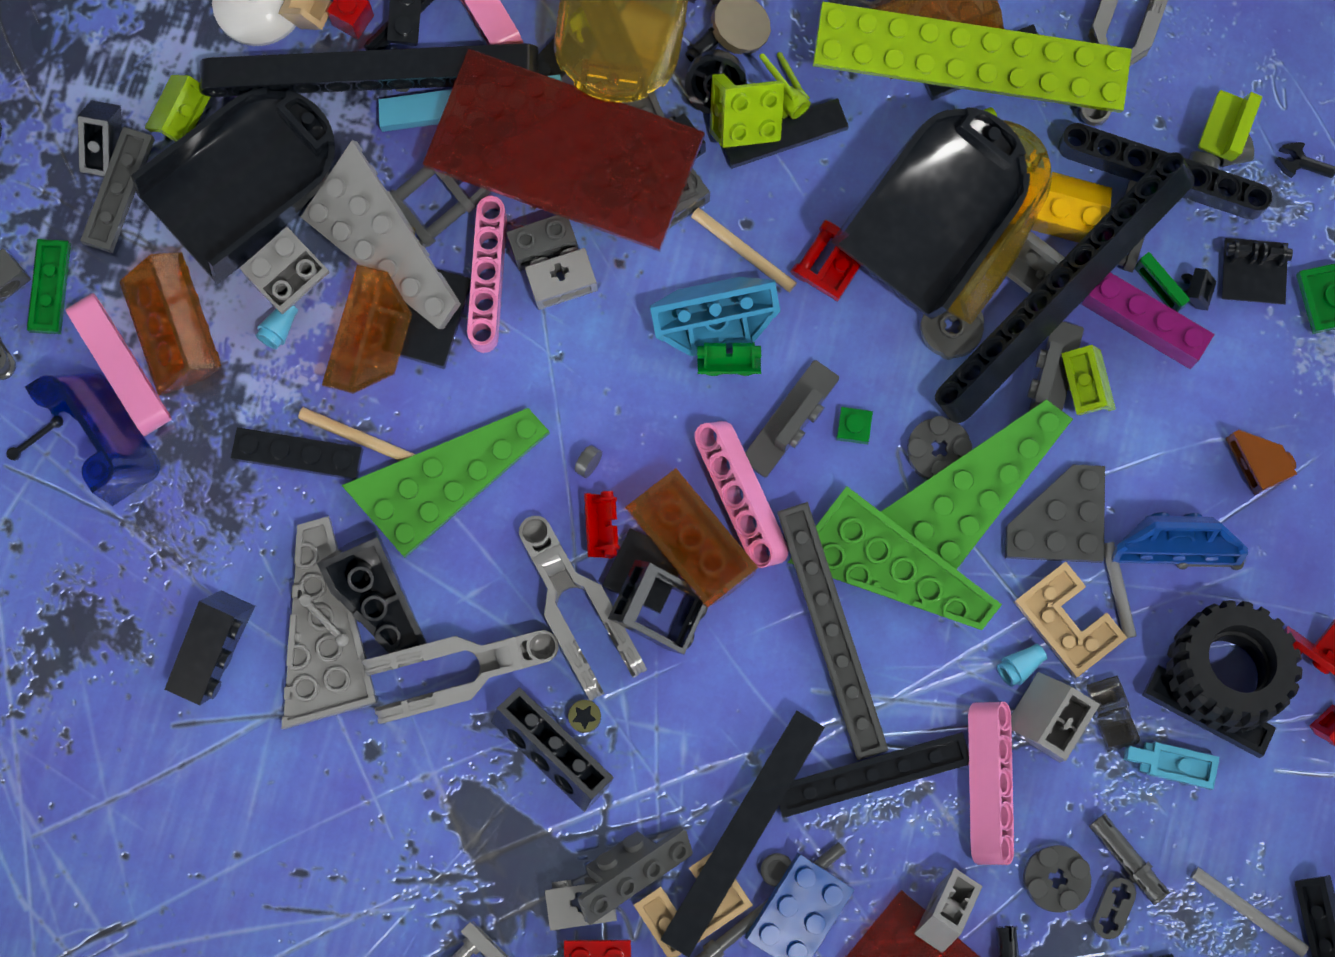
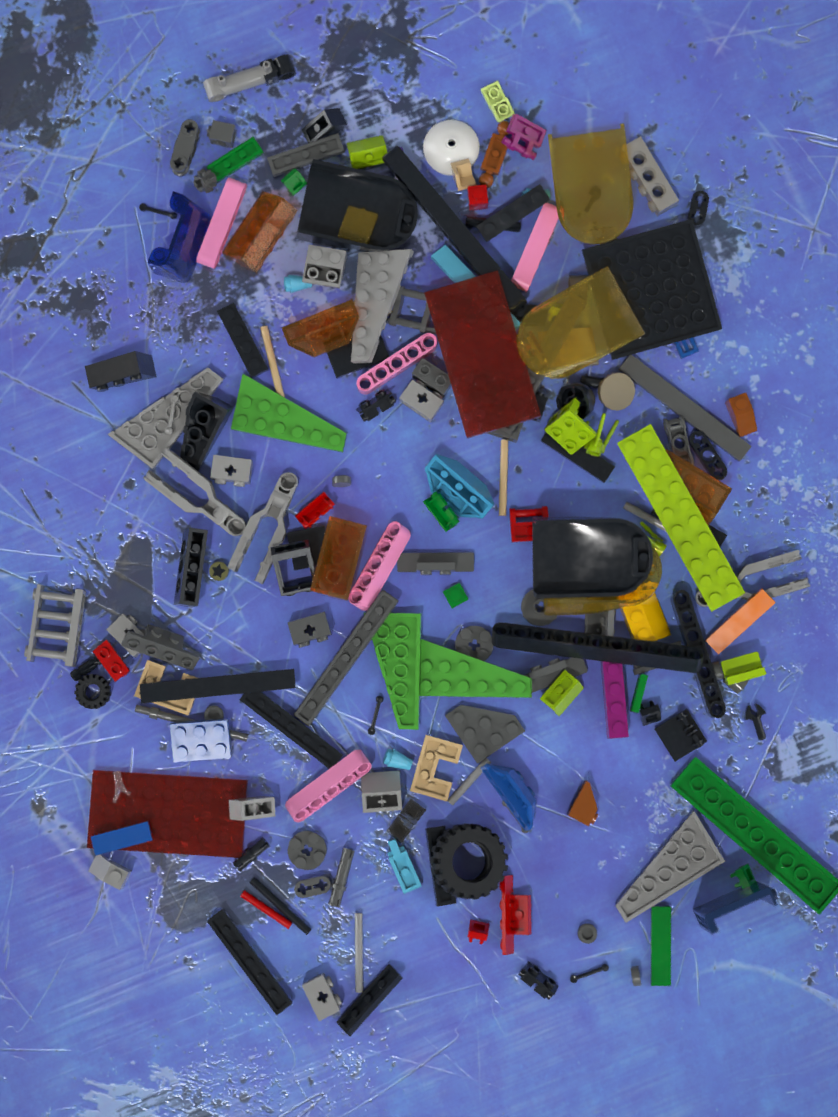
camera: 50 degrees right, 5 degrees up
(45, 343) = (205, 181): none -> dark grey gear
(140, 230) = (294, 182): none -> green plate
(263, 188) = (357, 225): none -> clear yellow piece
(463, 579) = (223, 463): none -> light grey brick
(519, 330) = (380, 400): none -> black hinge
(756, 631) = (298, 628): none -> dark grey brick
(934, 107) = (644, 515): none -> light grey bar
(955, 670) = (379, 699): none -> black hinge
(1160, 85) = (740, 621): none -> orange tile

